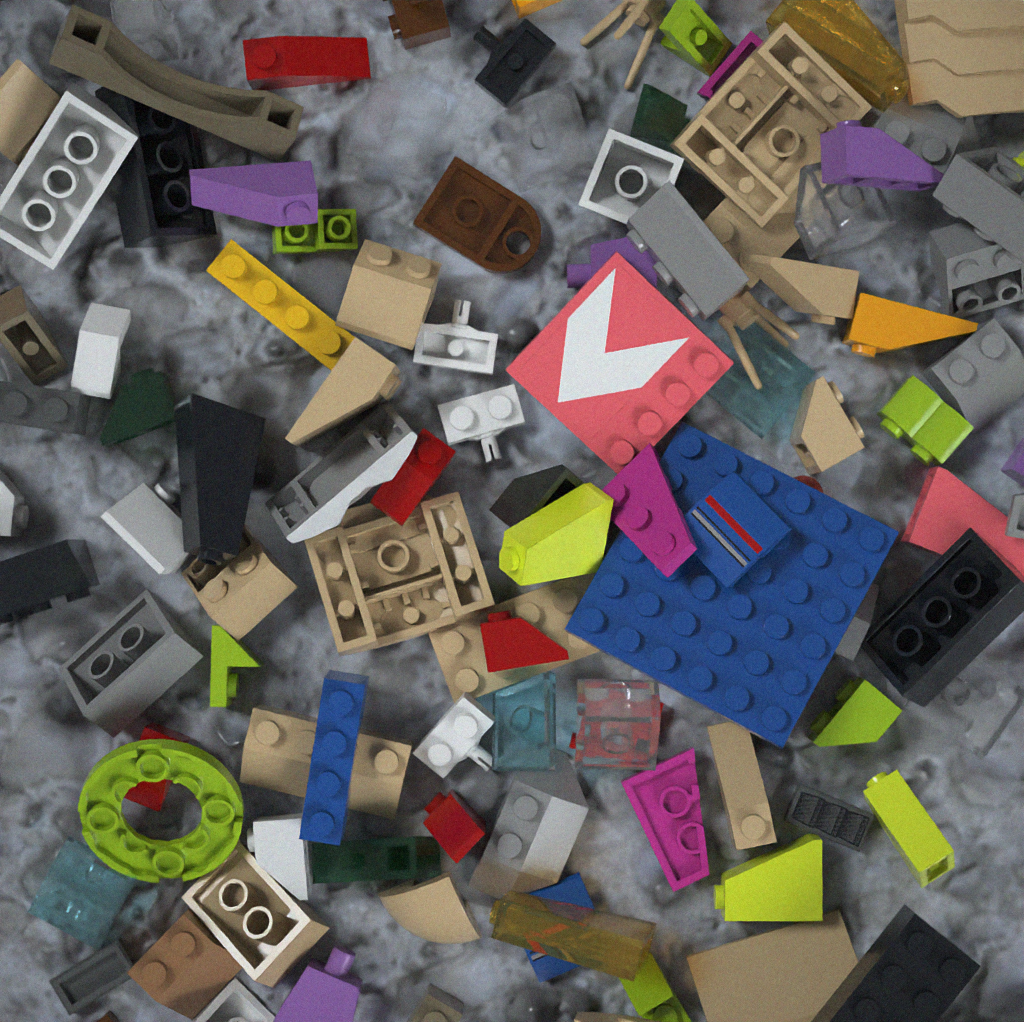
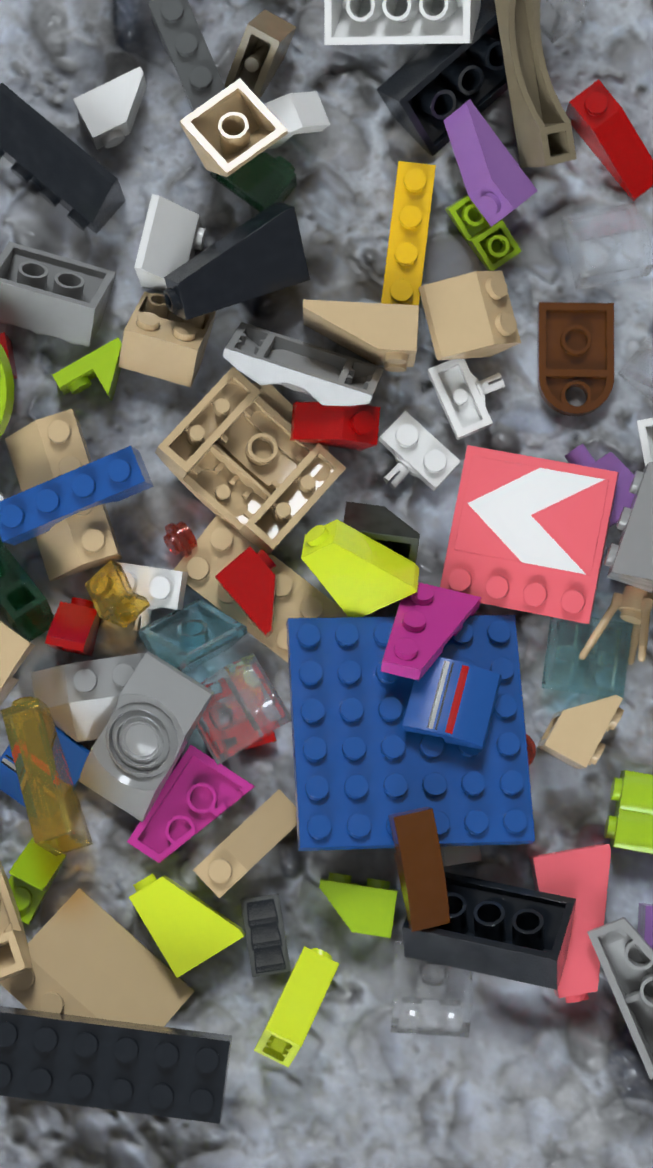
camera: 60 degrees right, 5 degrees down
(84, 405) = (231, 129): none -> tan slope
(430, 680) = (179, 539): none -> clear red plate
(447, 771) = (114, 595): none -> clear yellow bracket
(591, 820) = (145, 735): none -> light grey slope
(863, 650) = (420, 868): none -> reddish brown slope

